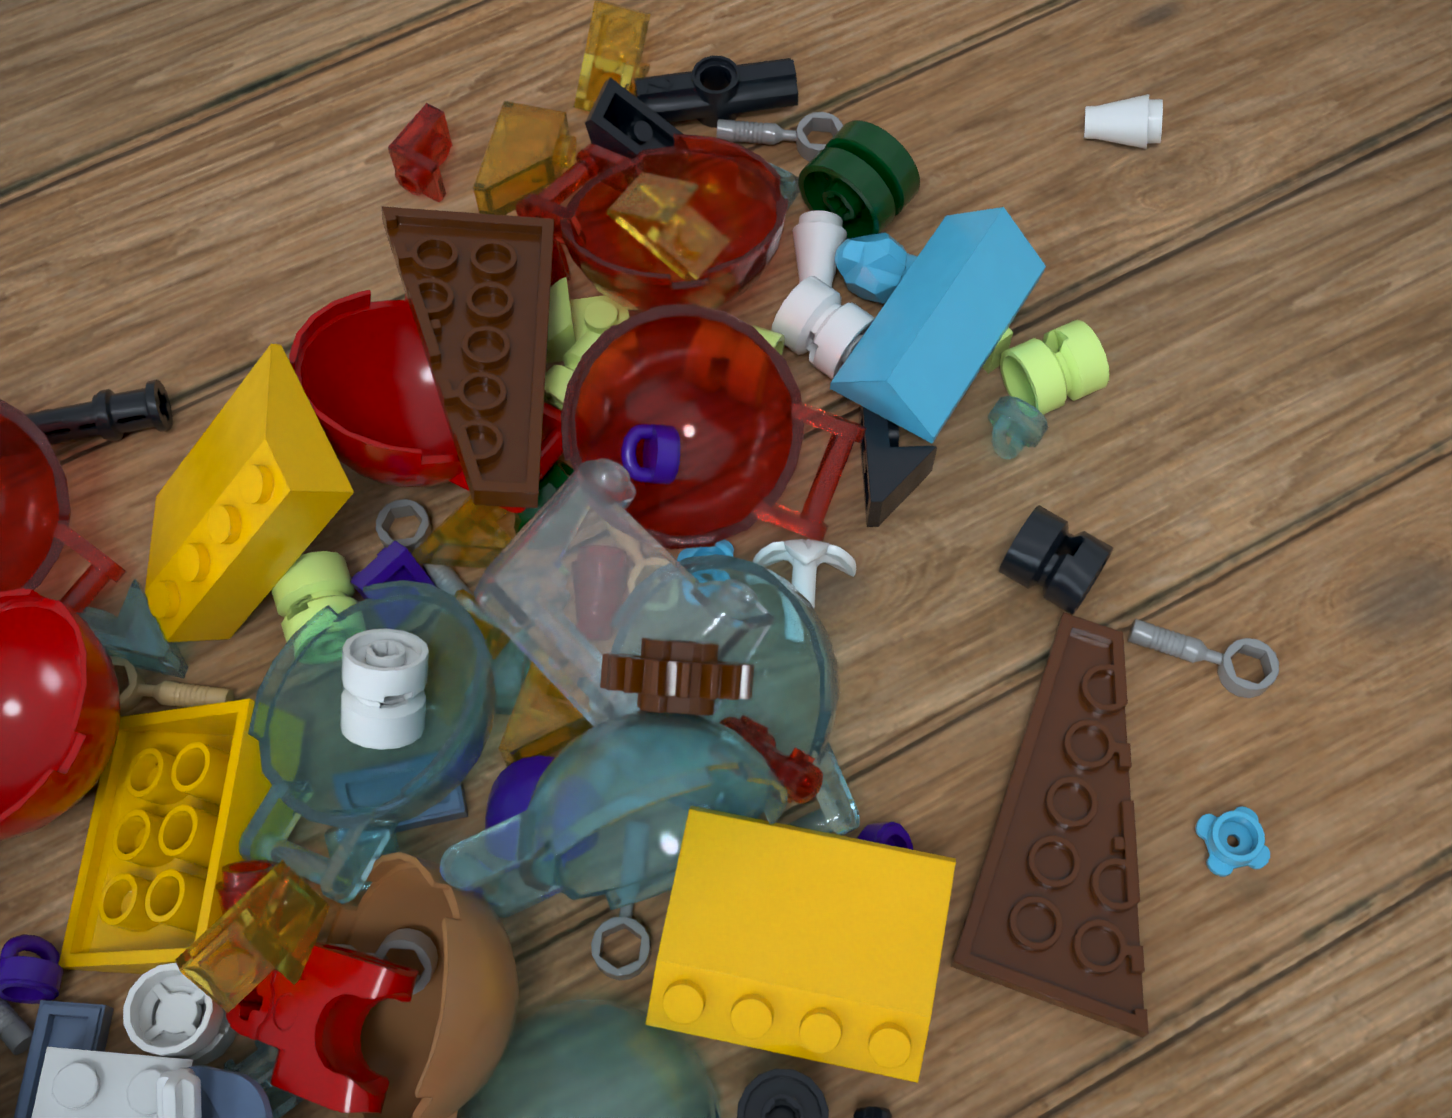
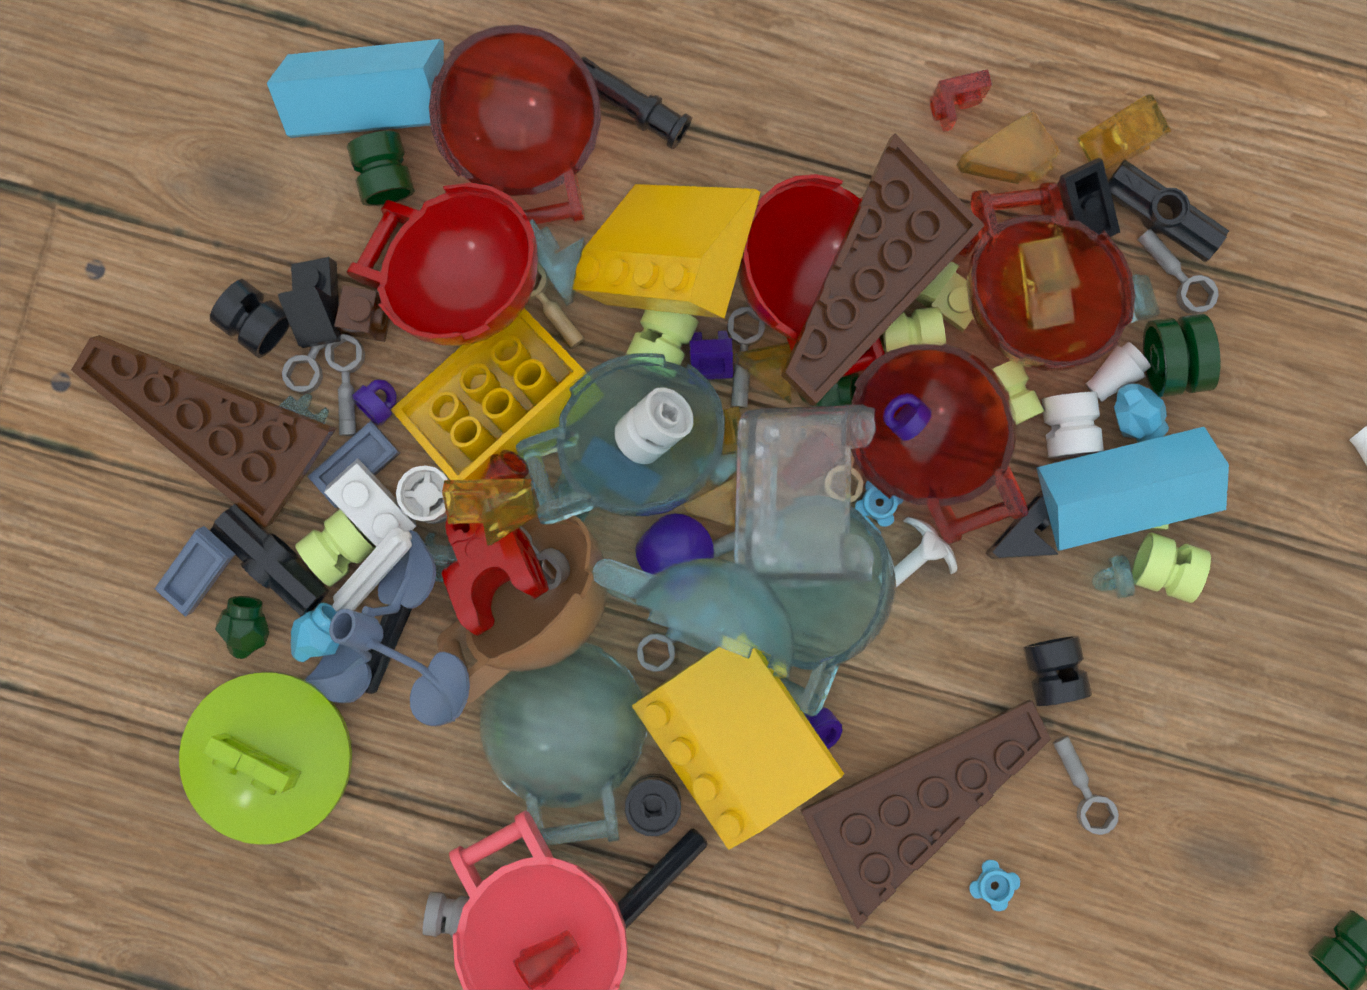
camera: 45 degrees right, 20 degrees up
(677, 676) = (786, 581): reddish brown gear -> none
(795, 771) = (805, 630): clear red bar -> none

